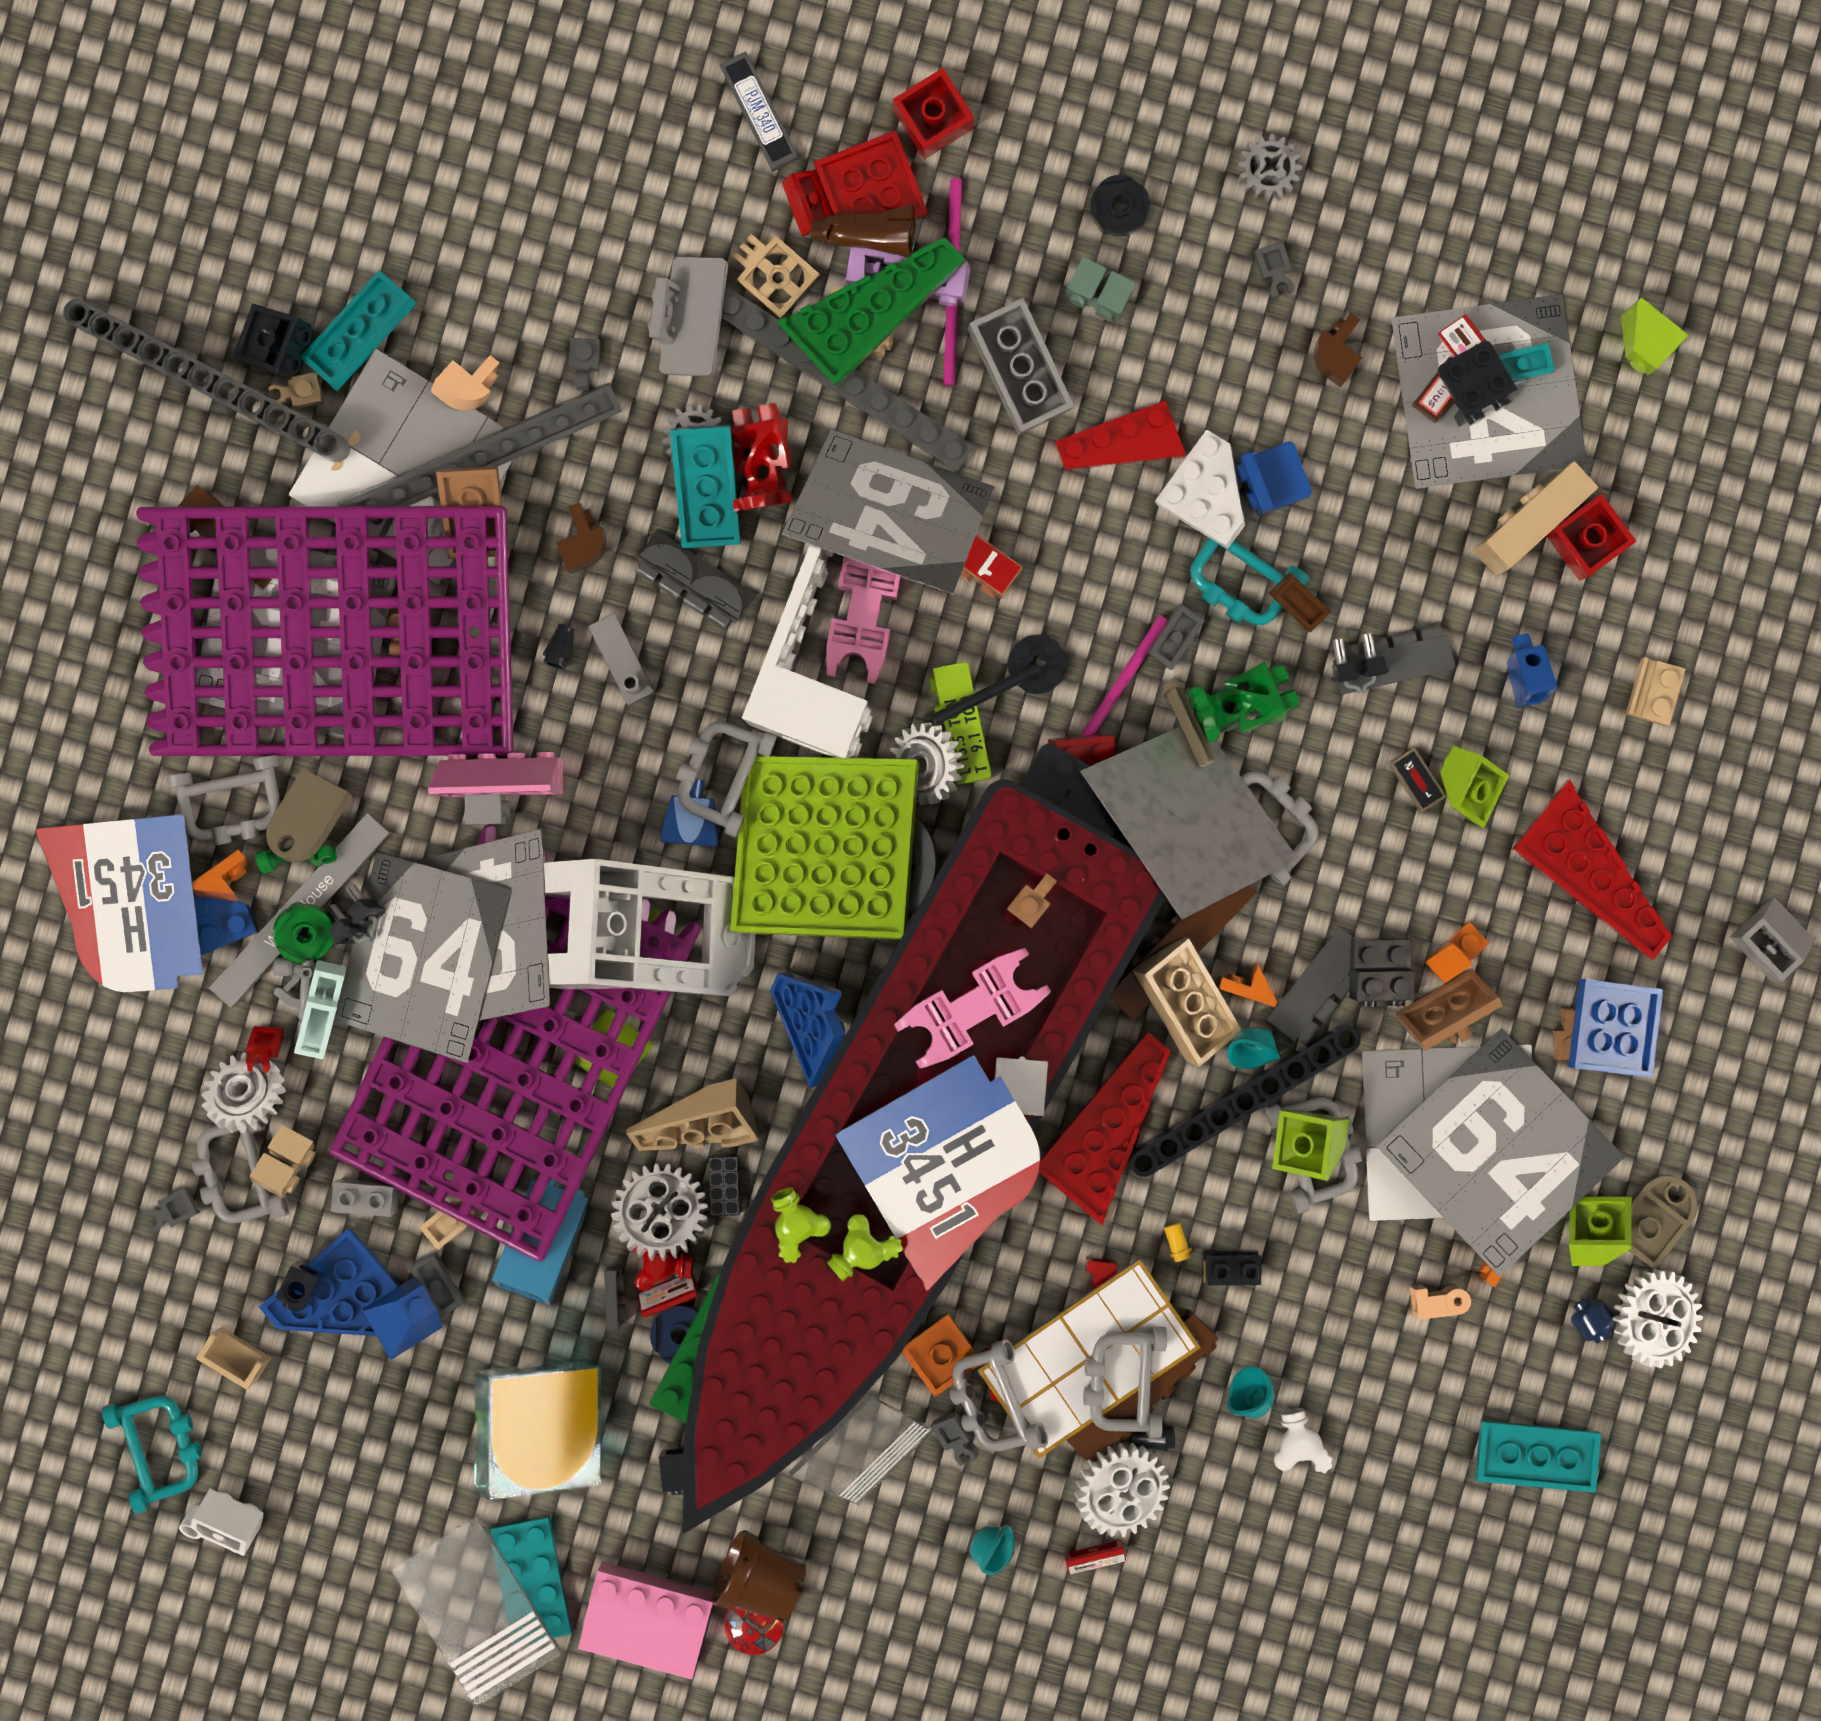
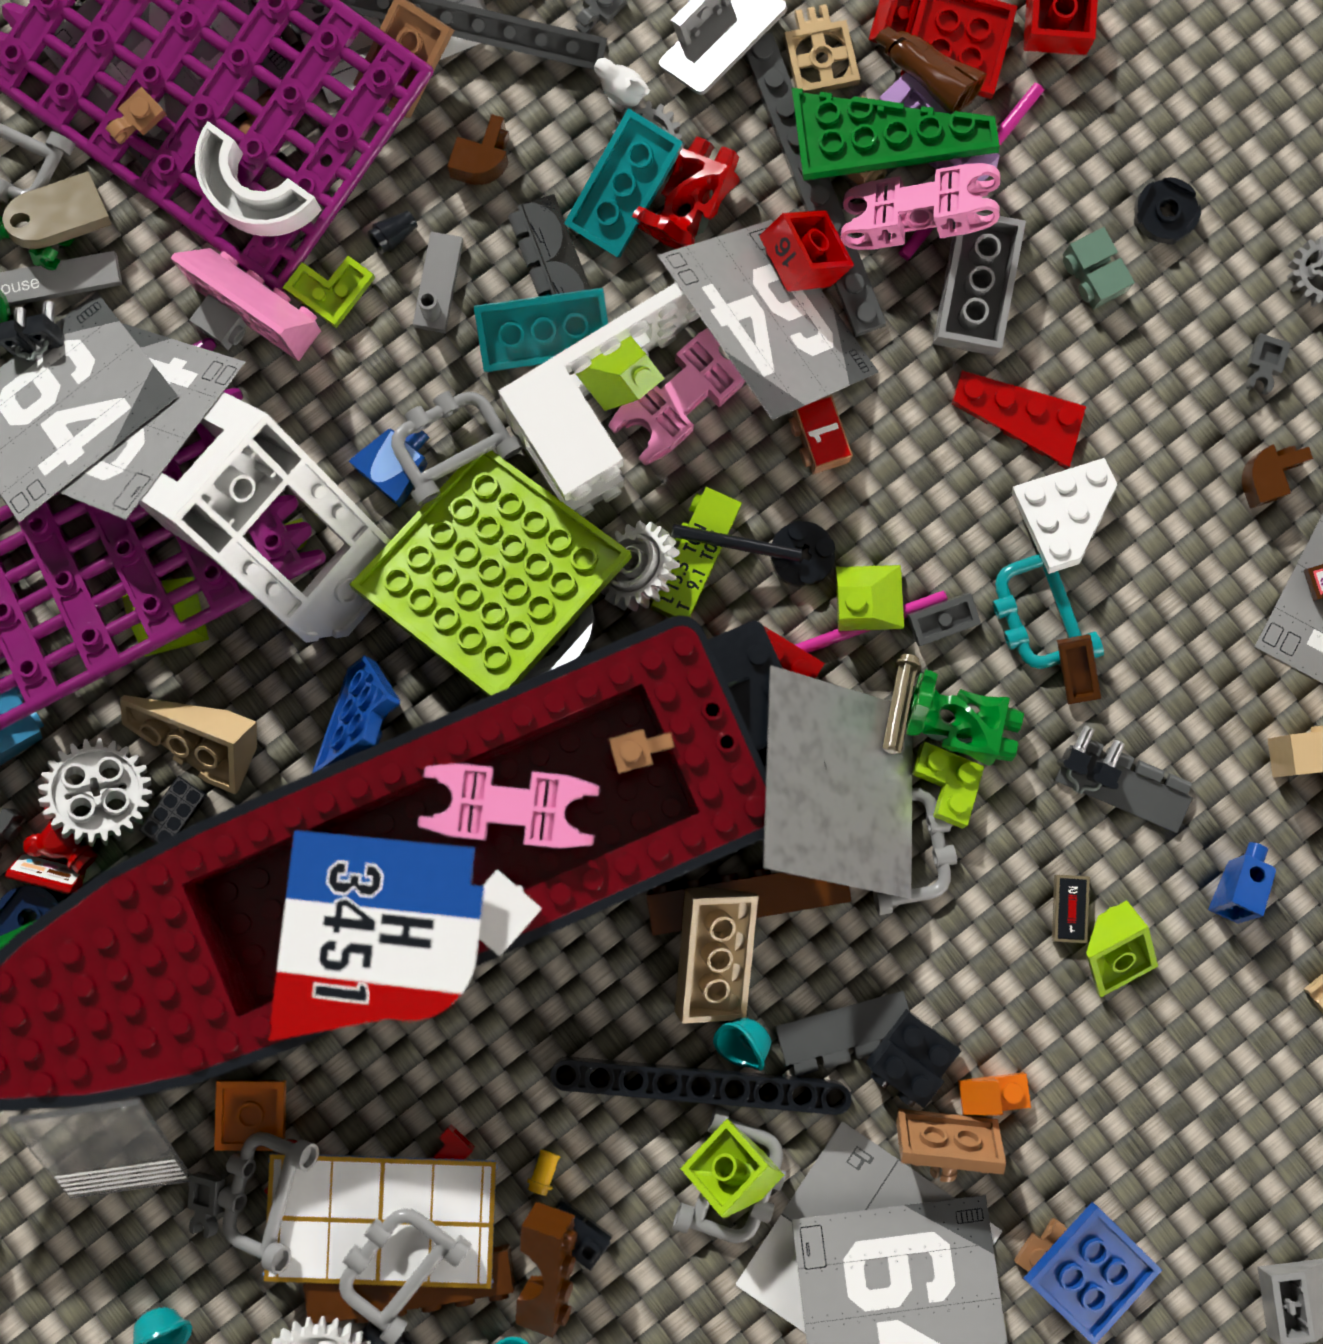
camera: 25 degrees right, 5 degrees down
(311, 698) = (138, 113): none -> medium nougat plate
(440, 715) = (254, 212): none -> white brick
(551, 731) = (332, 297): none -> lime plate
(648, 413) = (620, 84): none -> white animal
(726, 639) = (536, 327): none -> teal plate
(795, 1223) = (193, 885): lime animal -> none
(816, 635) = (620, 376): none -> lime slope
(862, 1249) = (236, 956): lime animal -> none
(877, 438) = (806, 250): none -> red brick
(940, 342) = (921, 206): none -> bright pink piece
(1099, 1140) = (538, 1025): red wing -> none
(1109, 661) = (869, 598): none -> lime slope
(1219, 1285) = (548, 1242): none -> reddish brown arch
(1256, 989) = (786, 991): orange slope -> none
(1269, 747) = (956, 777): none -> lime plate
(1273, 478) = (1133, 543): blue bracket -> none
(1583, 862) = (1170, 1097): red wing -> none

